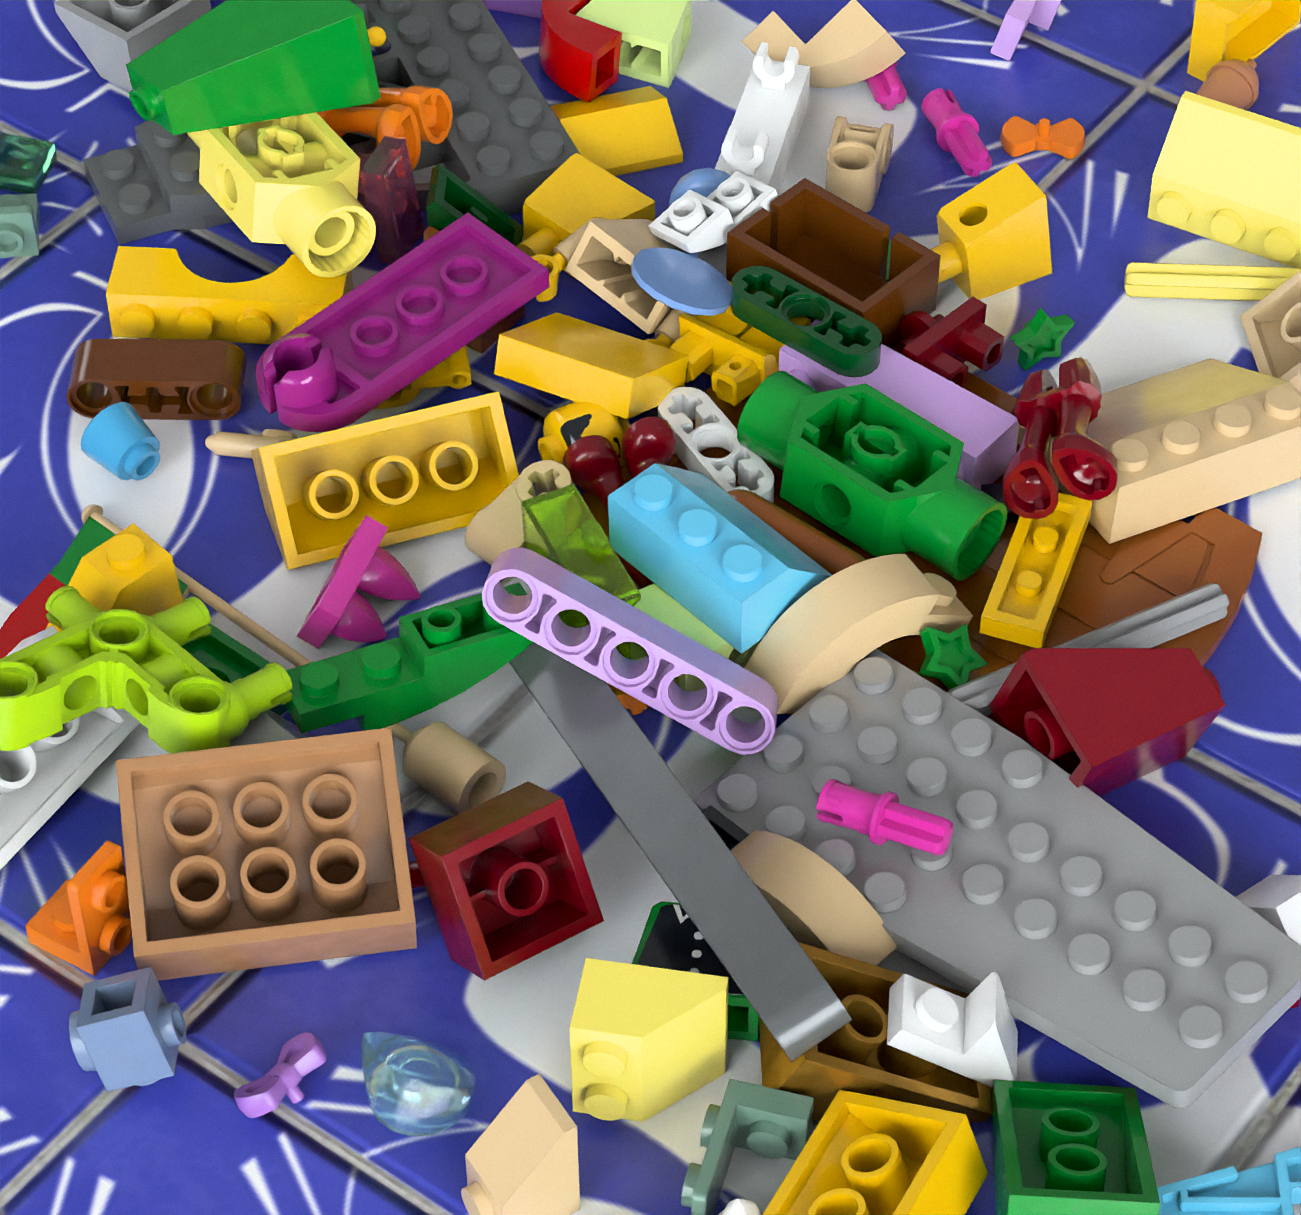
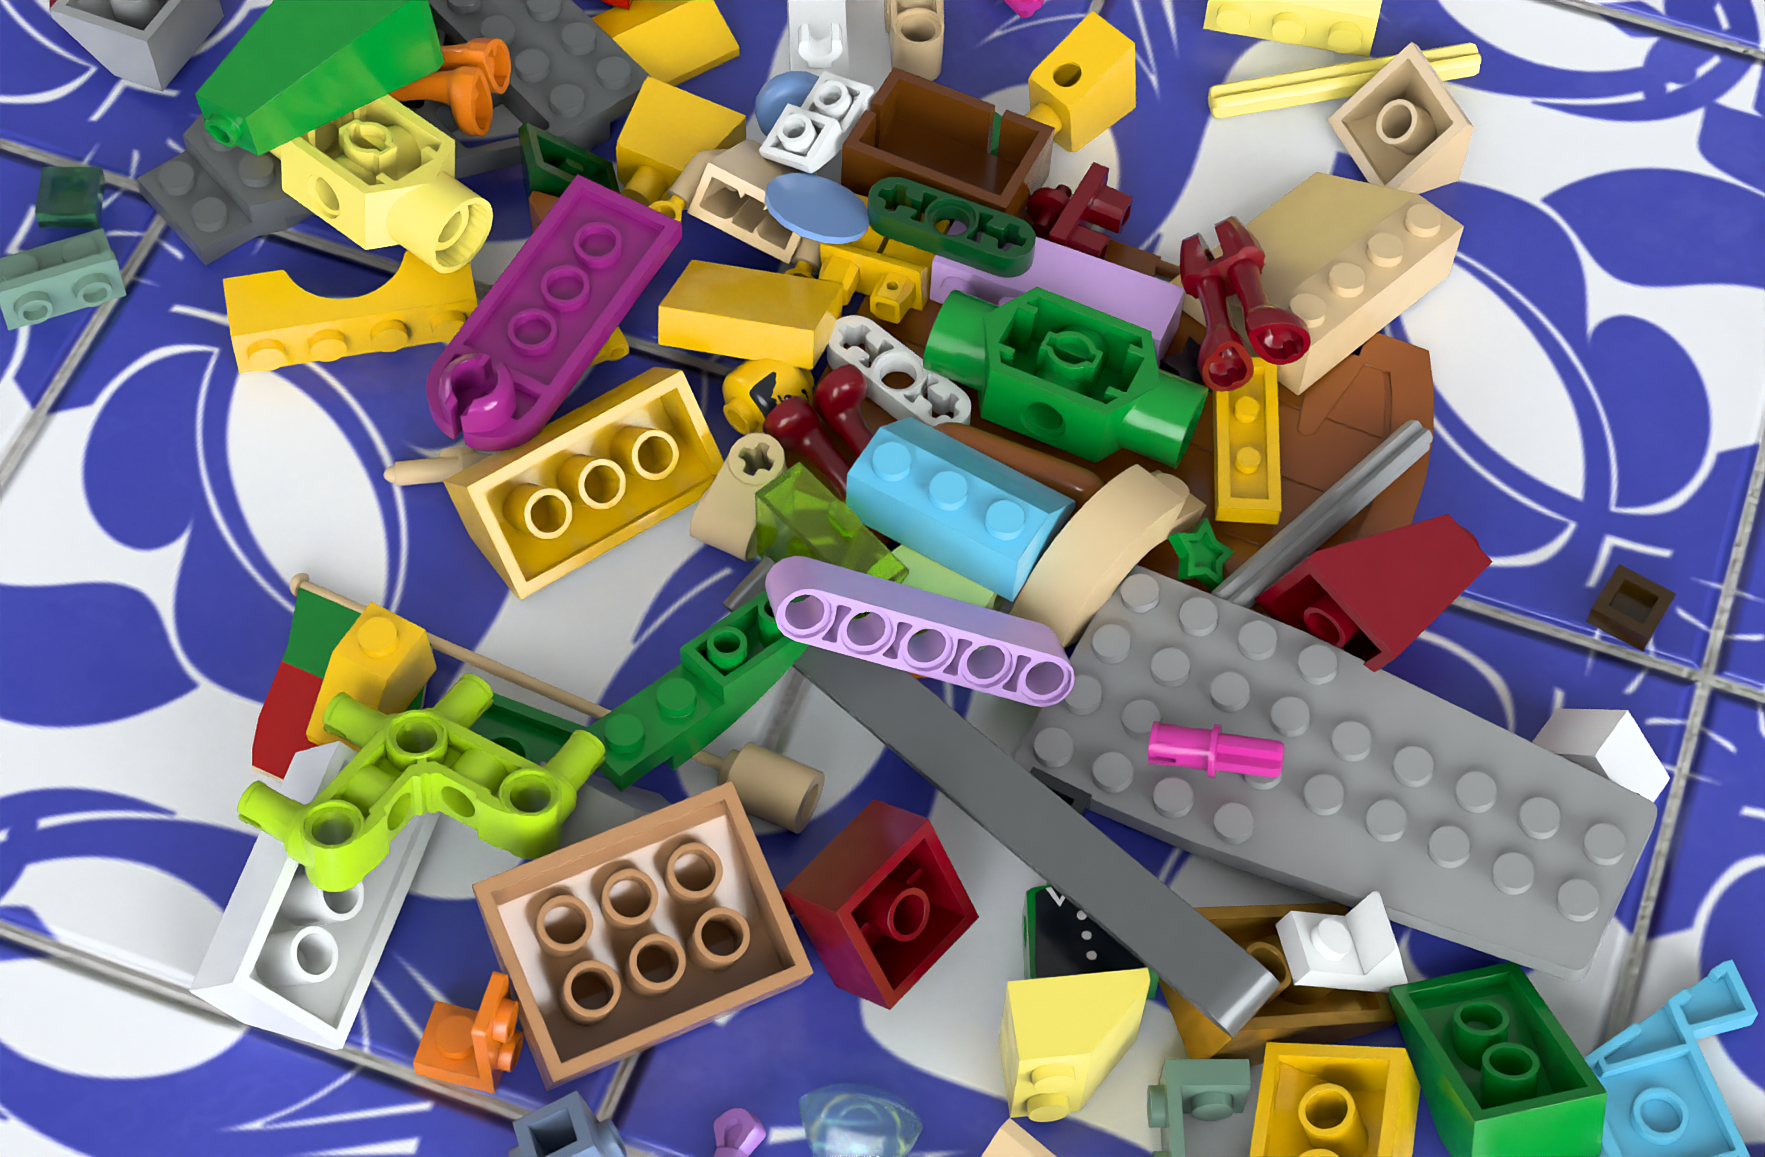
camera: 20 degrees left, 10 degrees up
(121, 442) = (306, 500): dark azure hat -> none
(158, 378) = (311, 417): reddish brown beam -> none
(363, 567) = (594, 590): dark pink tile -> none
(391, 198) = (481, 161): clear pink tile -> none
(813, 898) = (1171, 846): tan brick -> none
(1041, 338) = (1159, 186): green piece -> none

